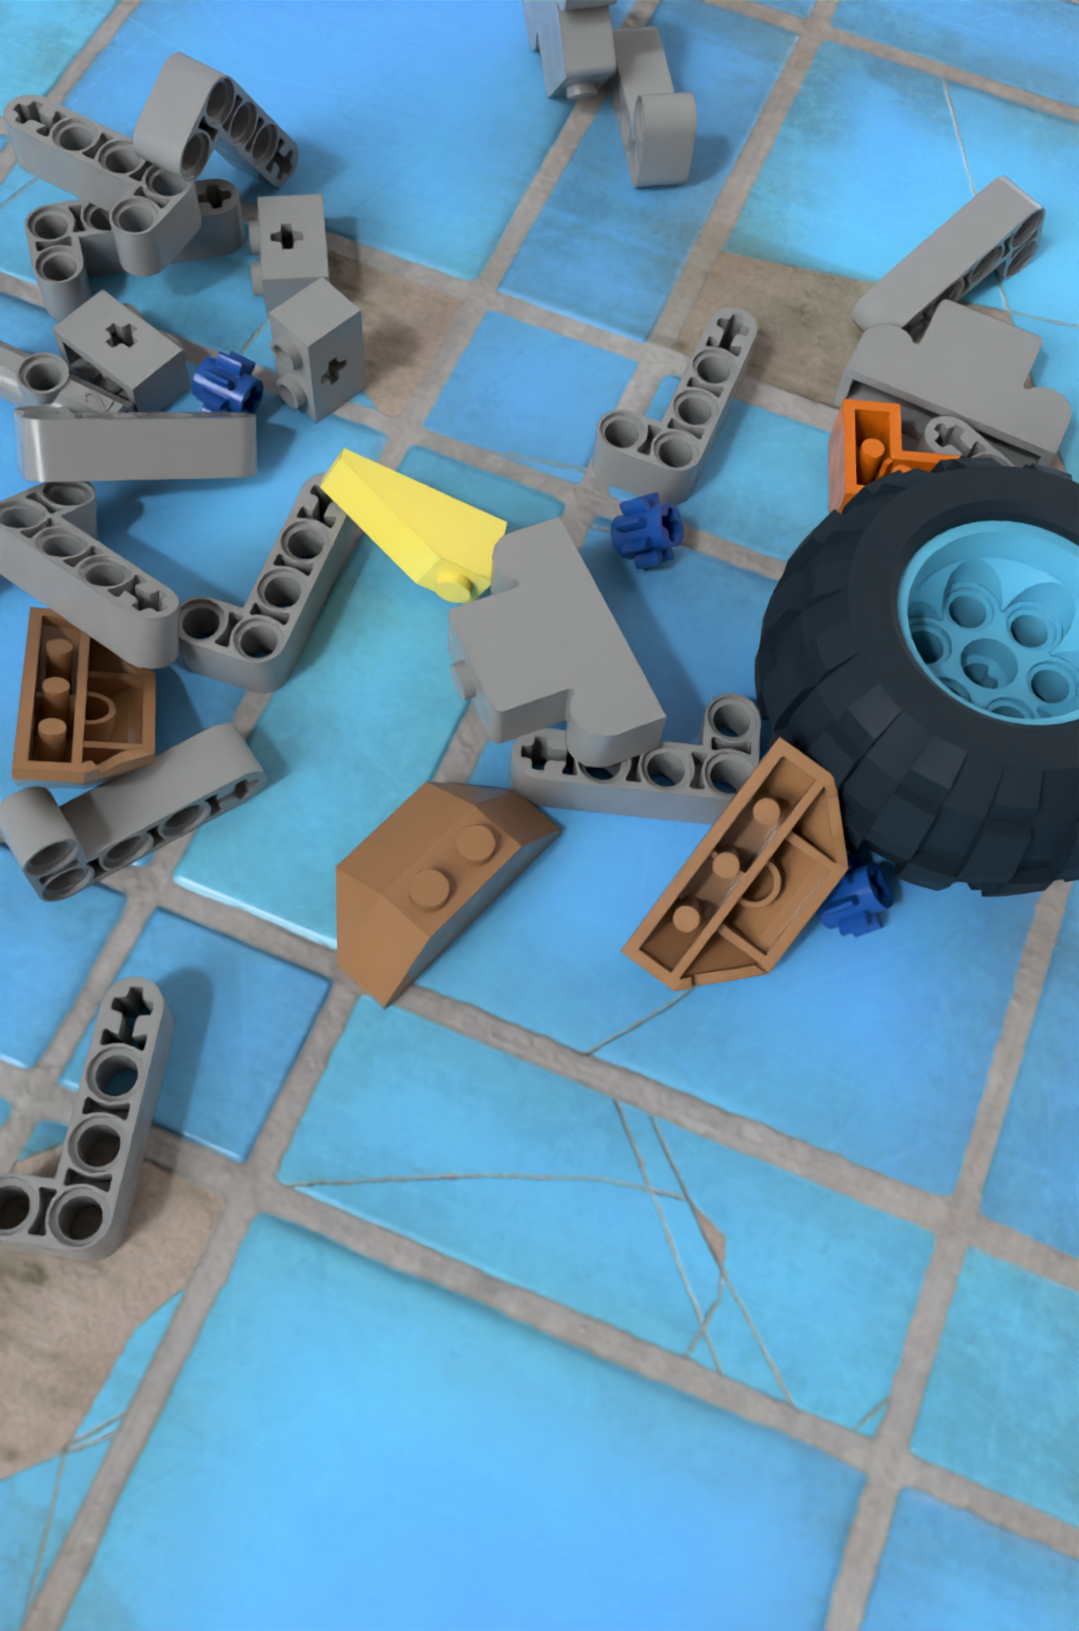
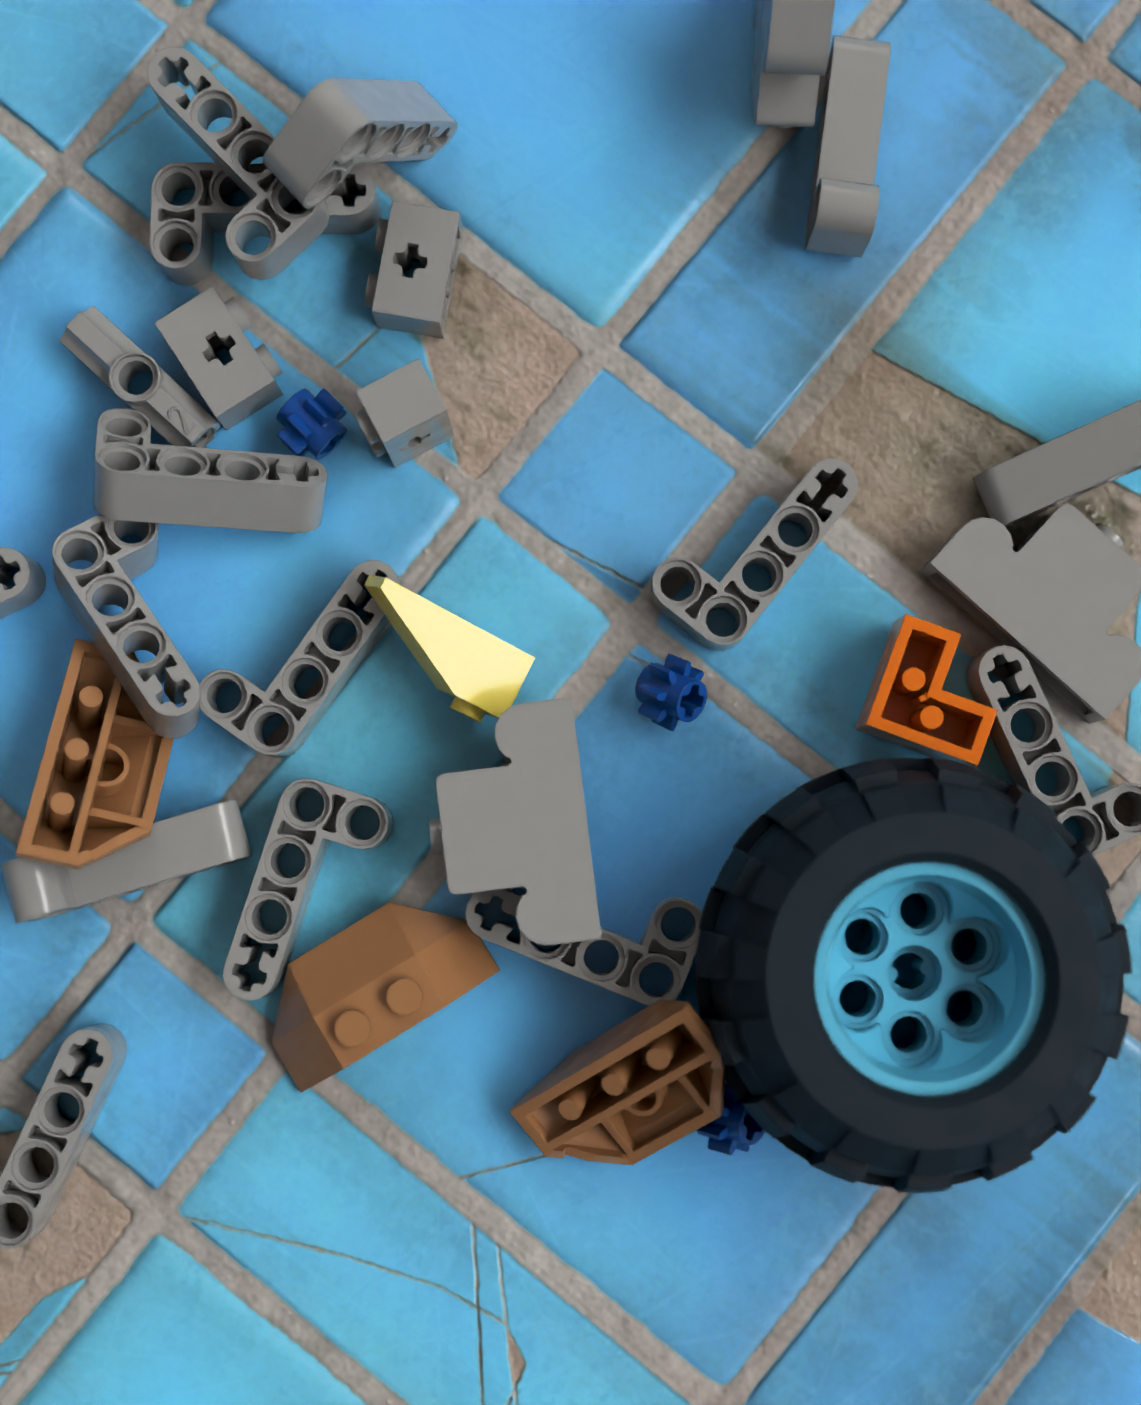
camera: 25 degrees right, 20 degrees up
(318, 796) = (293, 892): none -> light grey beam

